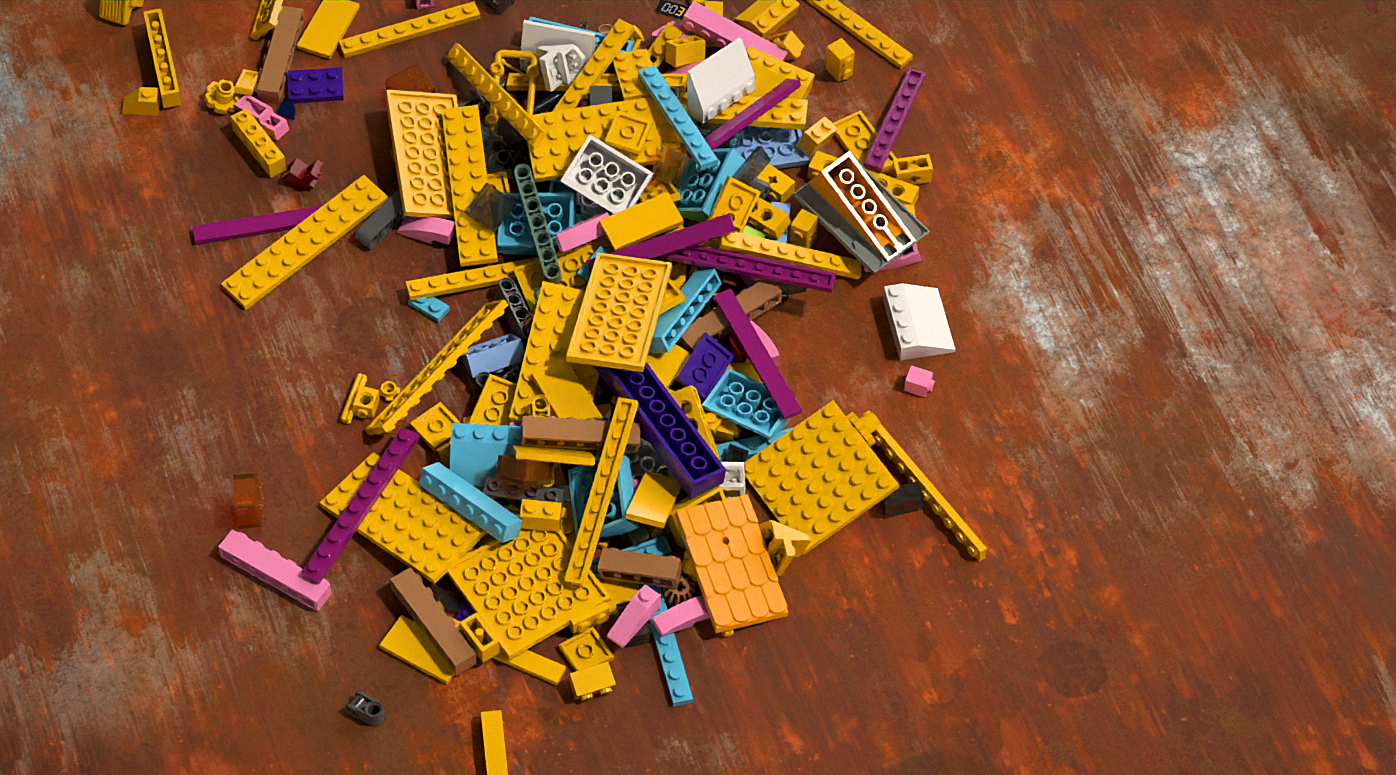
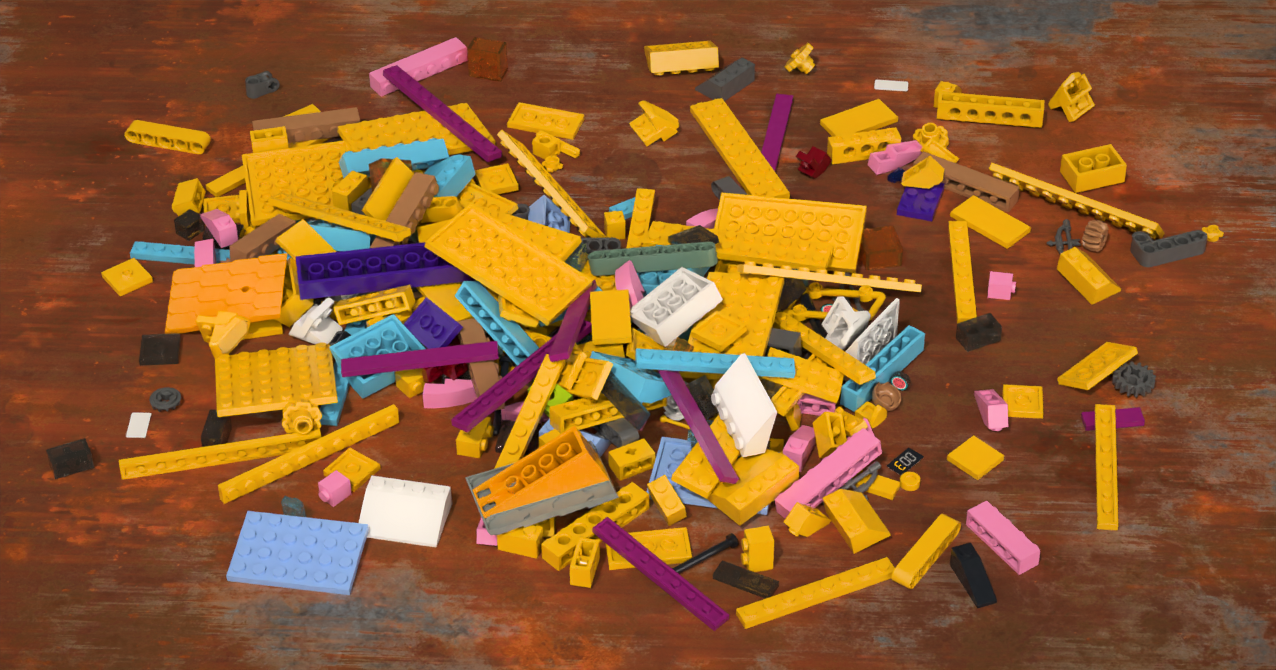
camera: 115 degrees right, 15 degrees down
(135, 157) = (891, 85): none -> white sticker
(135, 231) = (801, 59): none -> yellow plant
(160, 340) = (682, 56): none -> yellow slope
(188, 288) = (728, 80): none -> dark grey slope
(210, 164) = (860, 119): none -> yellow tile
(293, 322) = (654, 124): none -> yellow piece
(297, 79) = (924, 174): none -> yellow slope
(316, 425) = (552, 121): none -> yellow tile
(468, 300) = (614, 224): none -> yellow brick
(627, 663) = (189, 225): none -> clear smoke brick
(725, 686) = (127, 277): none -> yellow plate
(803, 305) = (476, 440): none -> yellow brick
(811, 607) = (160, 349): none -> clear smoke tile
(829, 90) = (731, 541): none -> black bar
(863, 71) = (745, 580): none -> clear smoke tile
(870, 561) = (168, 394): none -> dark grey gear
(884, 384) = (353, 466): none -> yellow tile
(888, 418) = (308, 454): none -> yellow plate
(913, 578) = (138, 425): none -> white sticker
(965, 397) = (293, 507): none -> clear light blue bracket
(991, 601) = (70, 458): none -> clear smoke brick
(1002, 378) = (298, 552): none -> light blue plate

